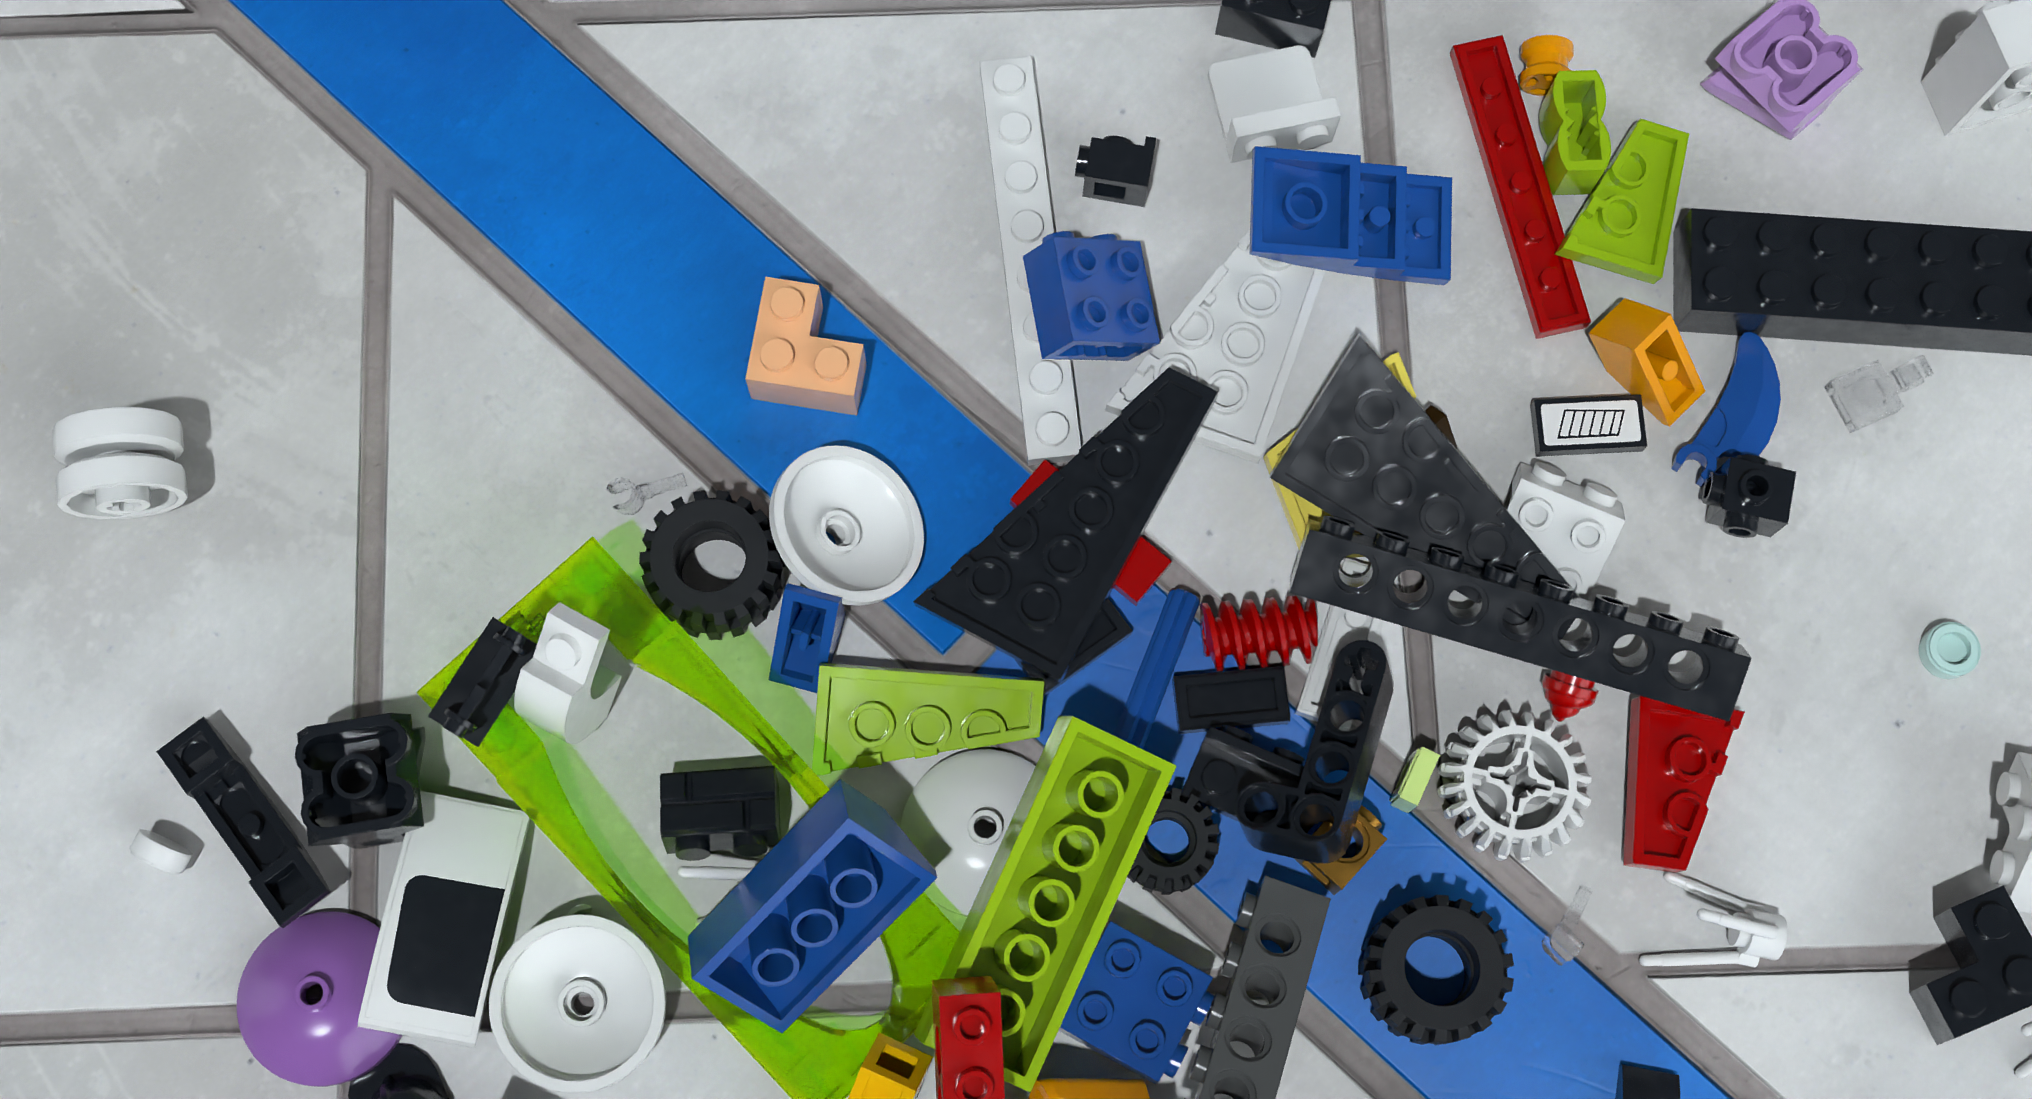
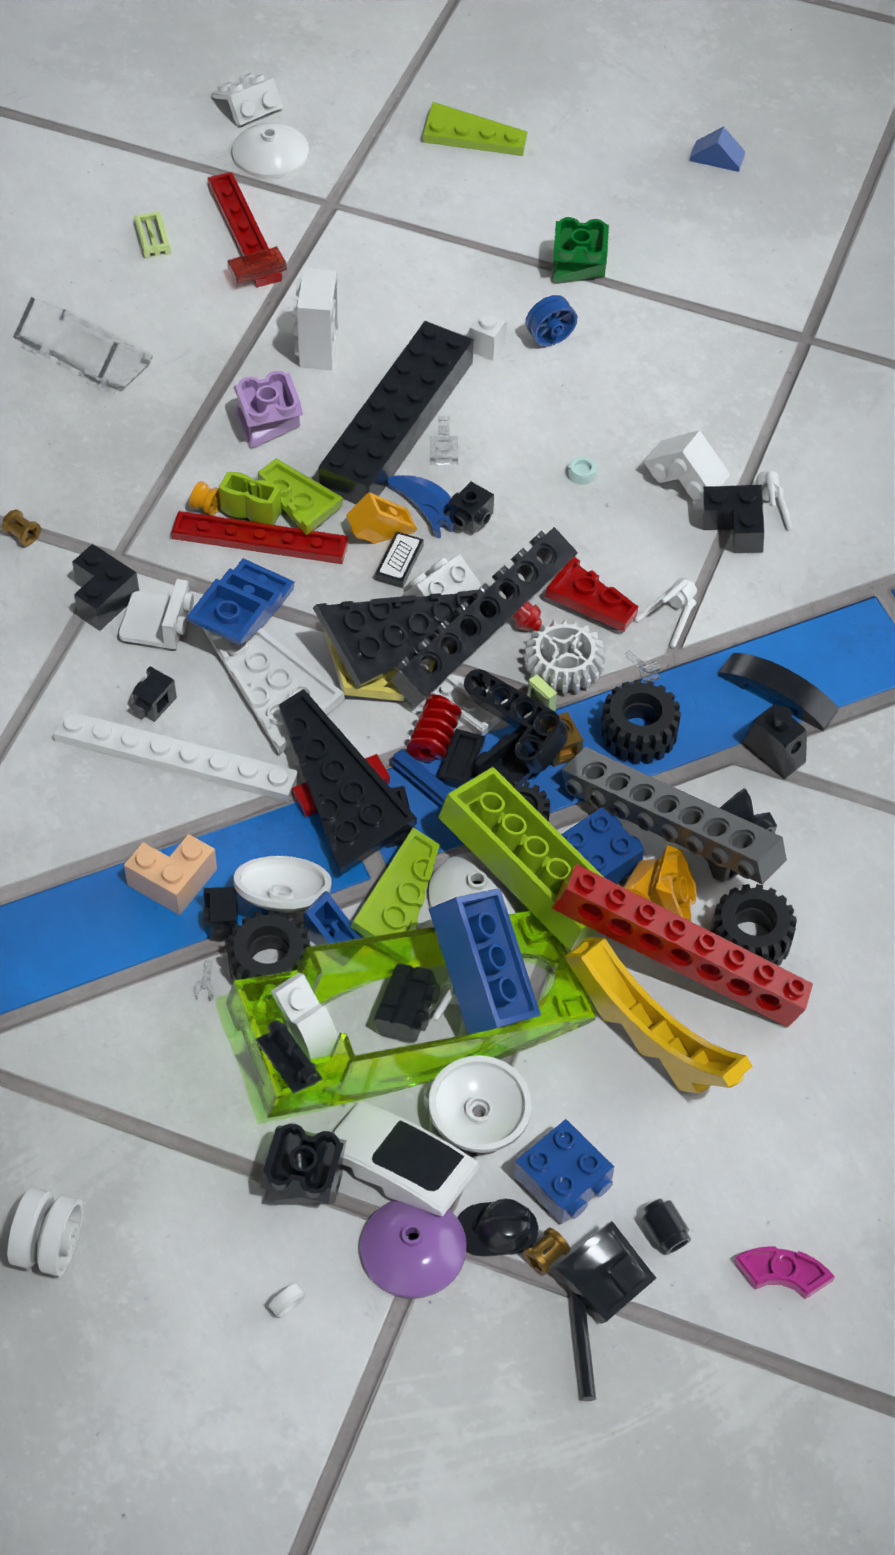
camera: 65 degrees left, 20 degrees down
(246, 821) = (294, 1250): black slope -> none
(761, 458) = (220, 911): none -> black brick
(1090, 298) = (220, 727): blue brick -> none

